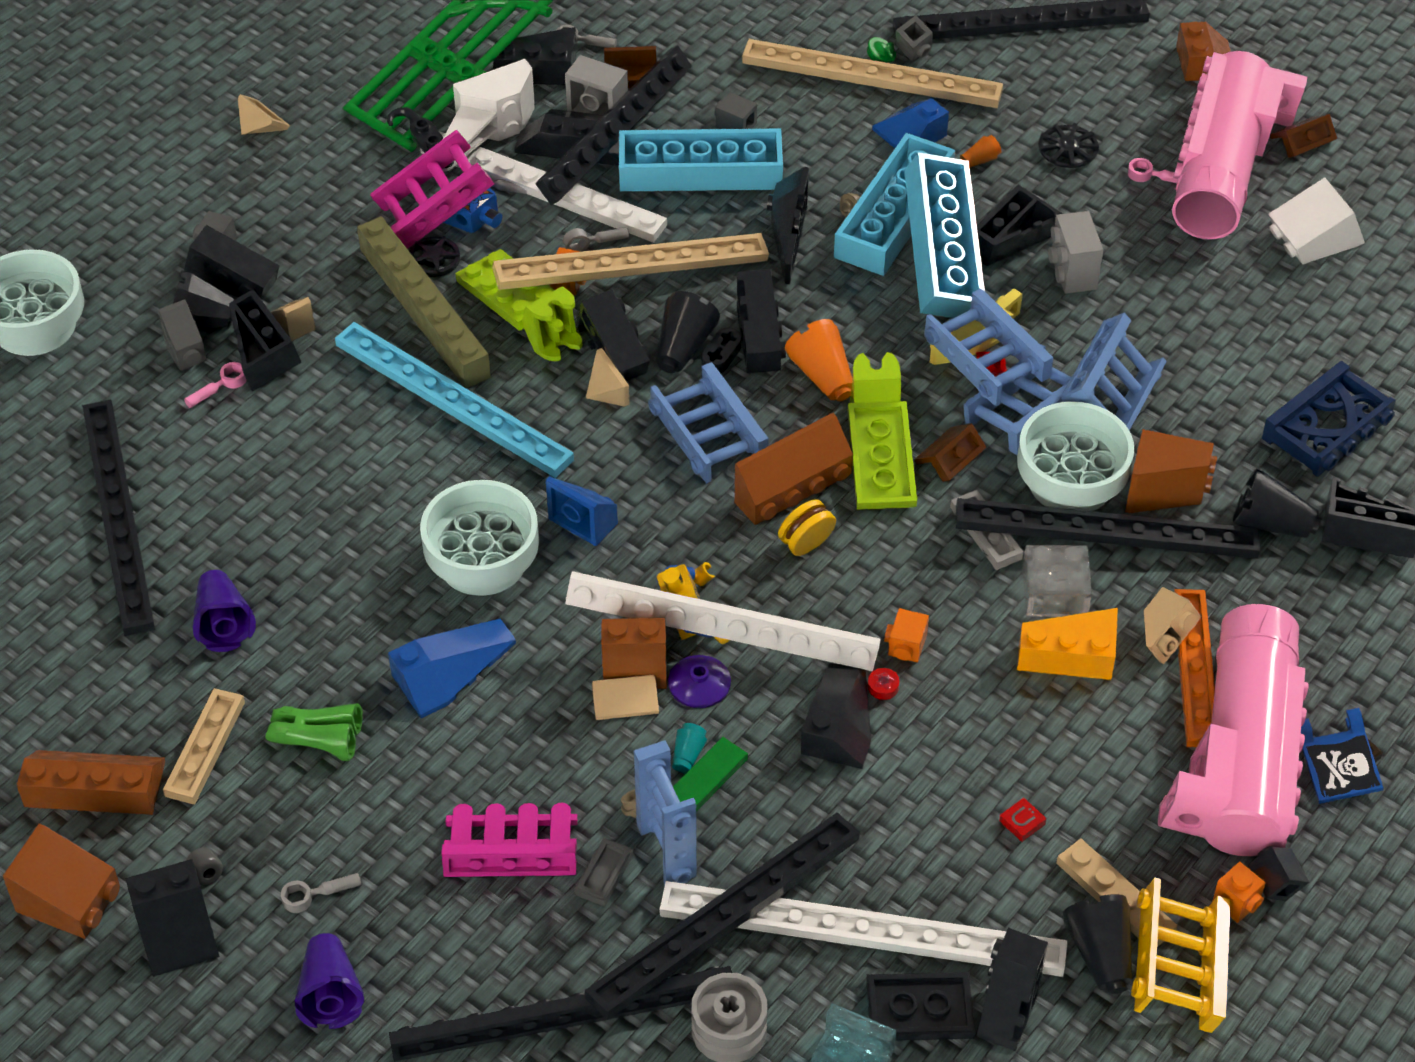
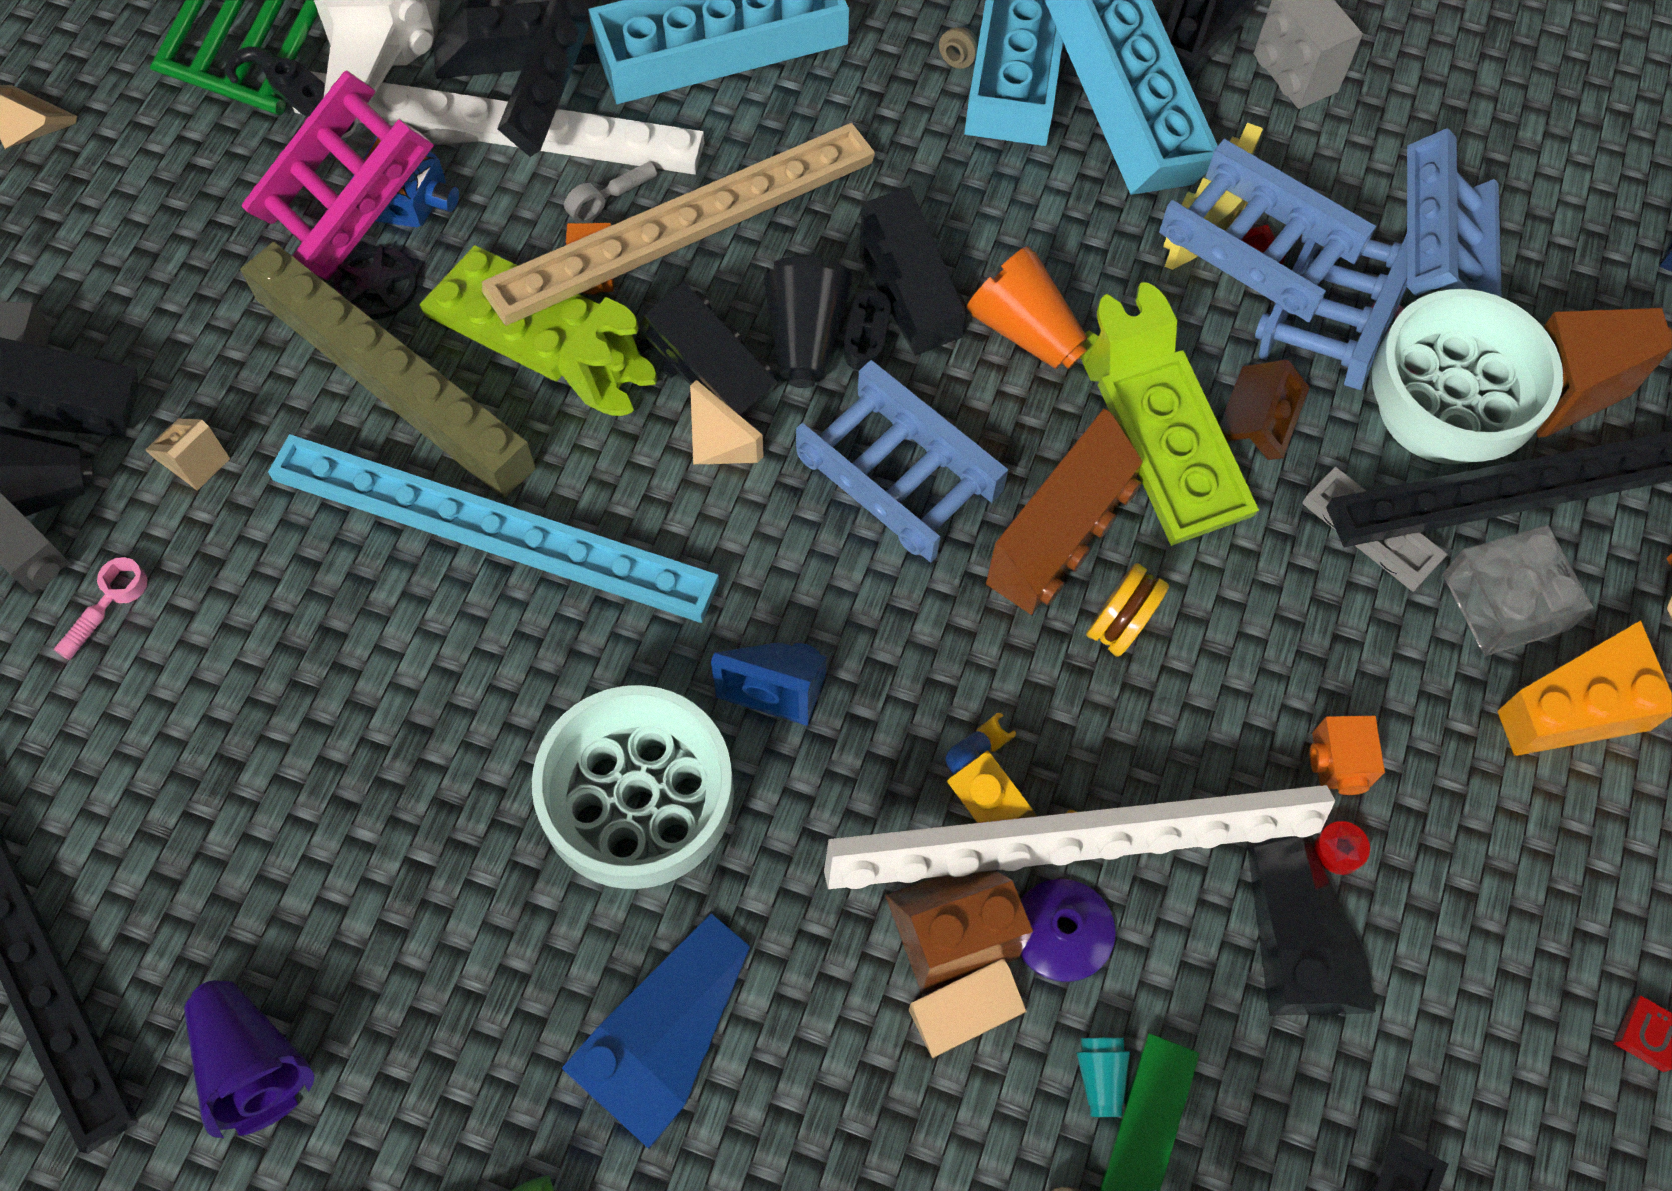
camera: 20 degrees left, 15 degrees up
(261, 340) = (147, 514): black wedge -> none
(788, 215) = (881, 90): black wedge -> none

